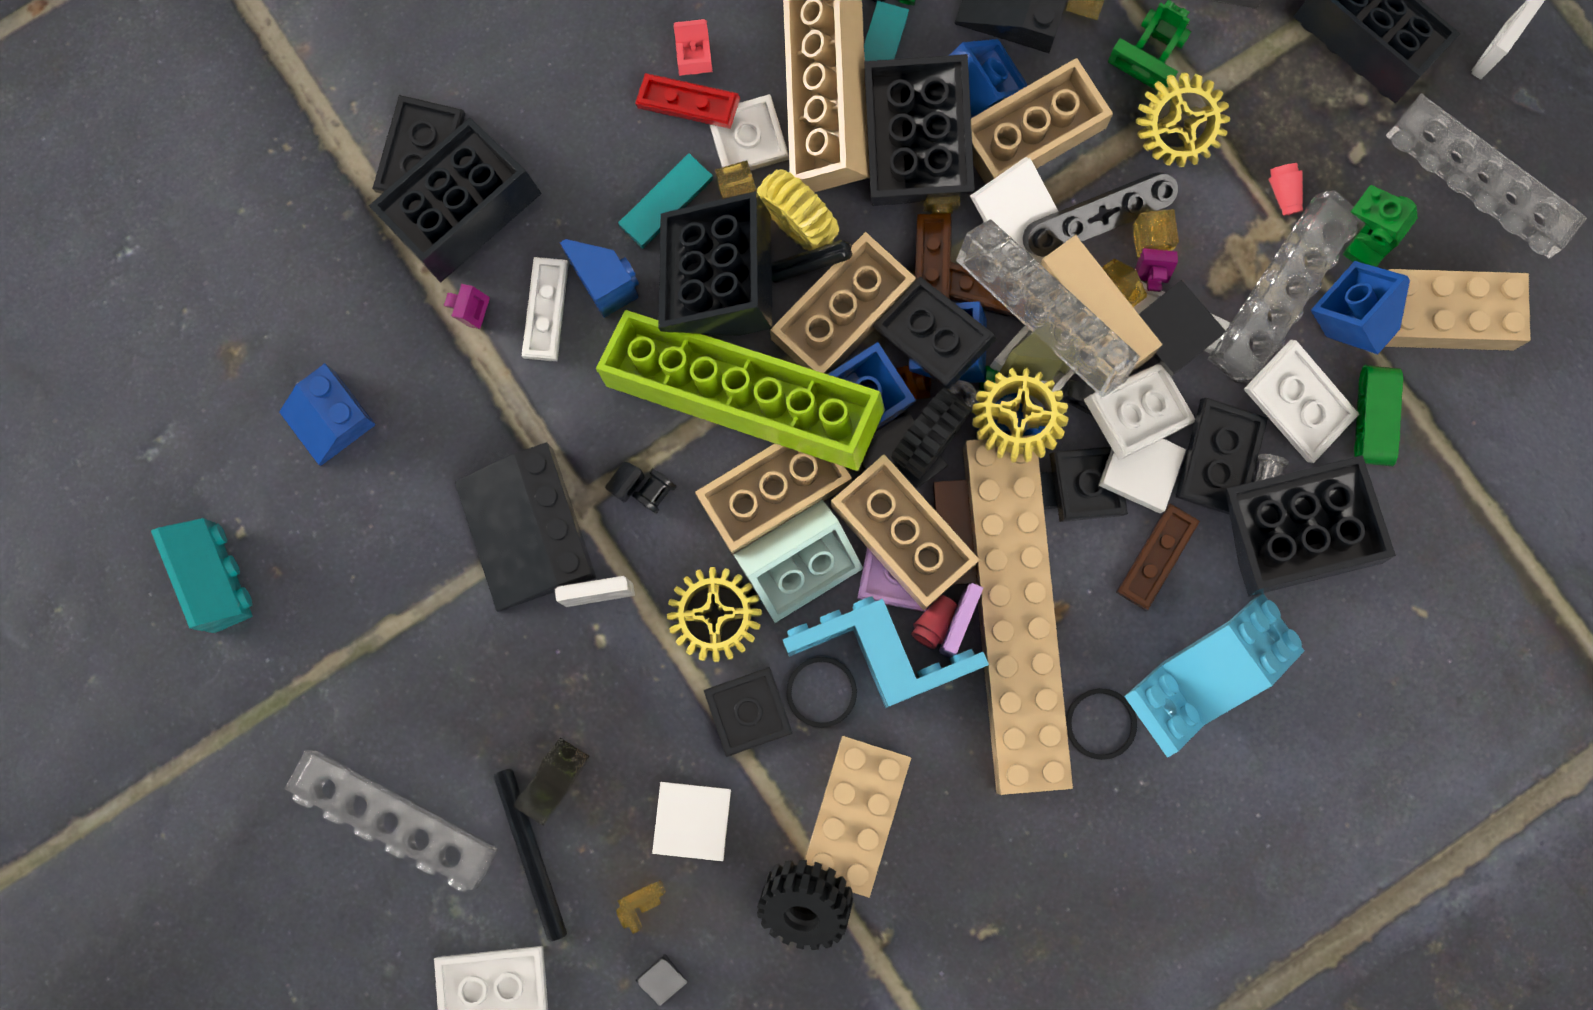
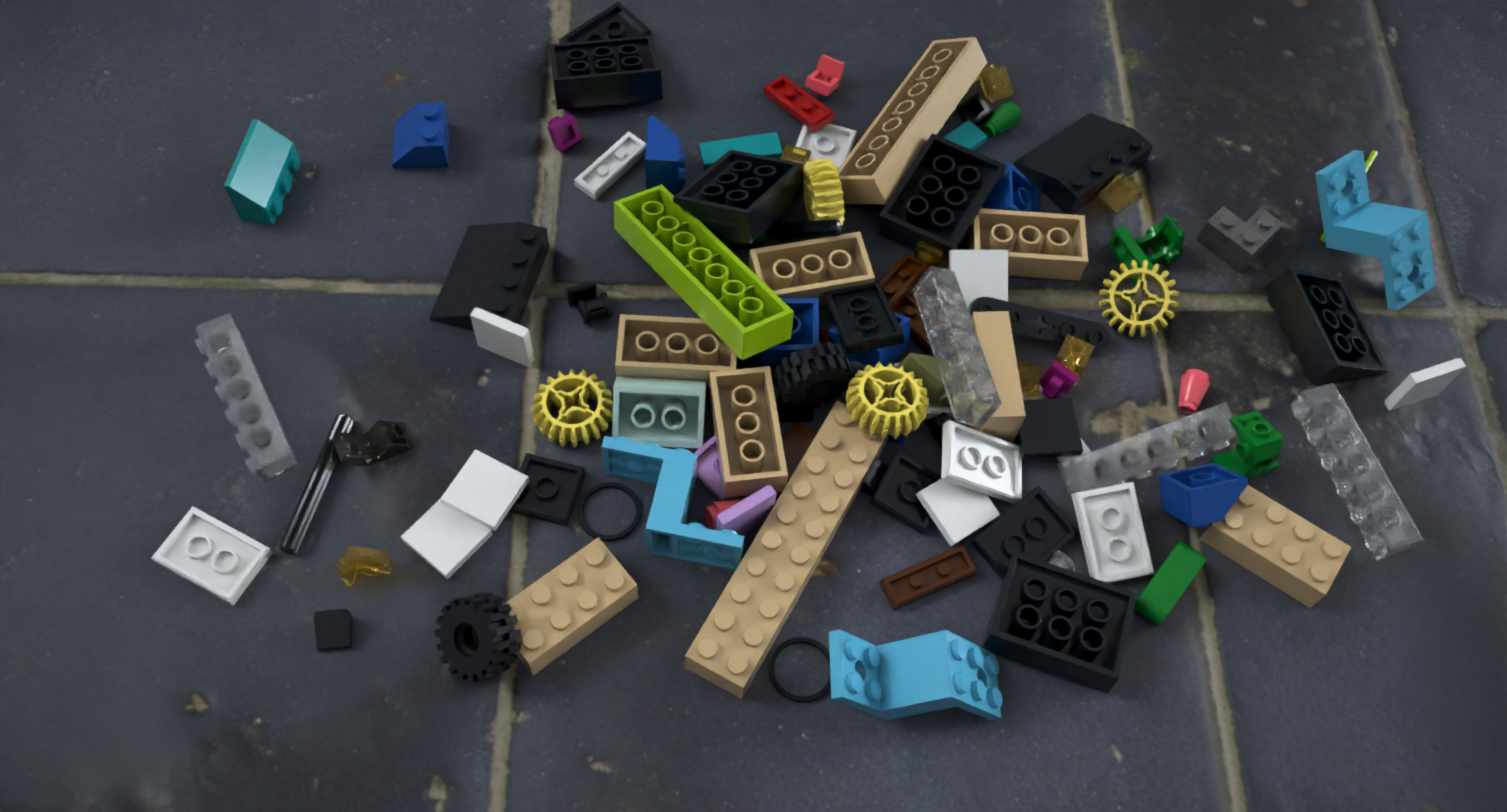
camera: 25 degrees right, 20 degrees down
(696, 756) = (485, 490): none -> white tile

